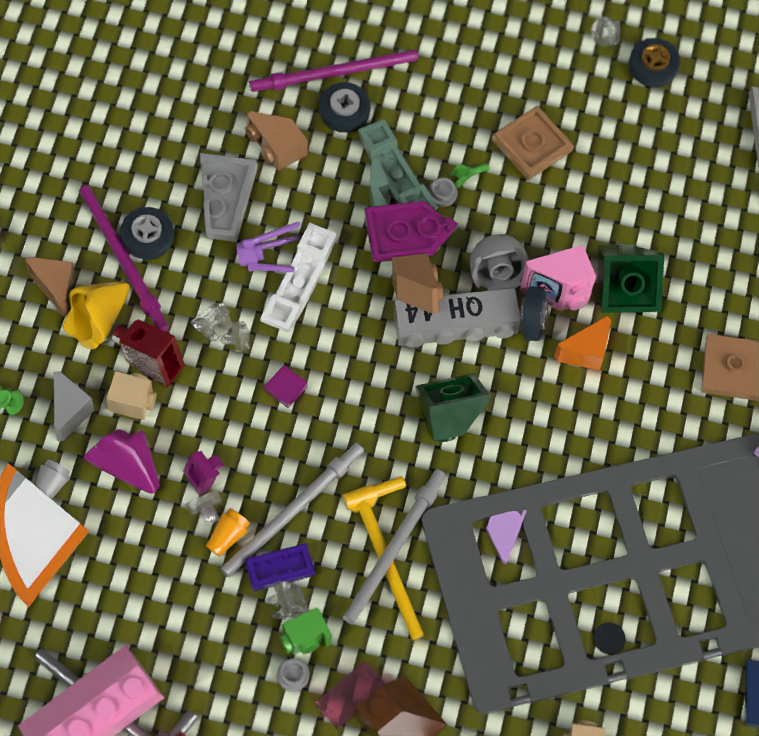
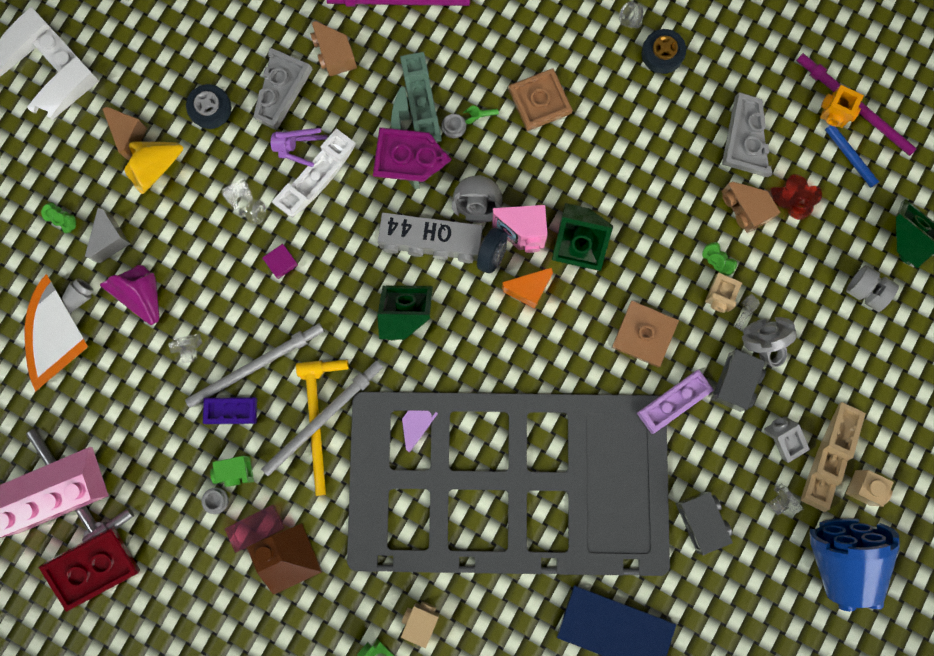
camera: 25 degrees right, 15 degrees up
(131, 395) = (156, 240): tan brick -> none
(148, 303) = (194, 166): magenta bar -> none
(150, 351) = (174, 203): dark red torso -> none
(202, 471) = (194, 317): magenta tile -> none
(227, 532) = (198, 371): light orange cone -> none
(290, 600) = (229, 441): clear tile -> none
(353, 113) = (396, 43): black wheel -> none
(417, 282) = (400, 201): medium nougat slope -> none
(609, 638) = (471, 535): black piece -> none

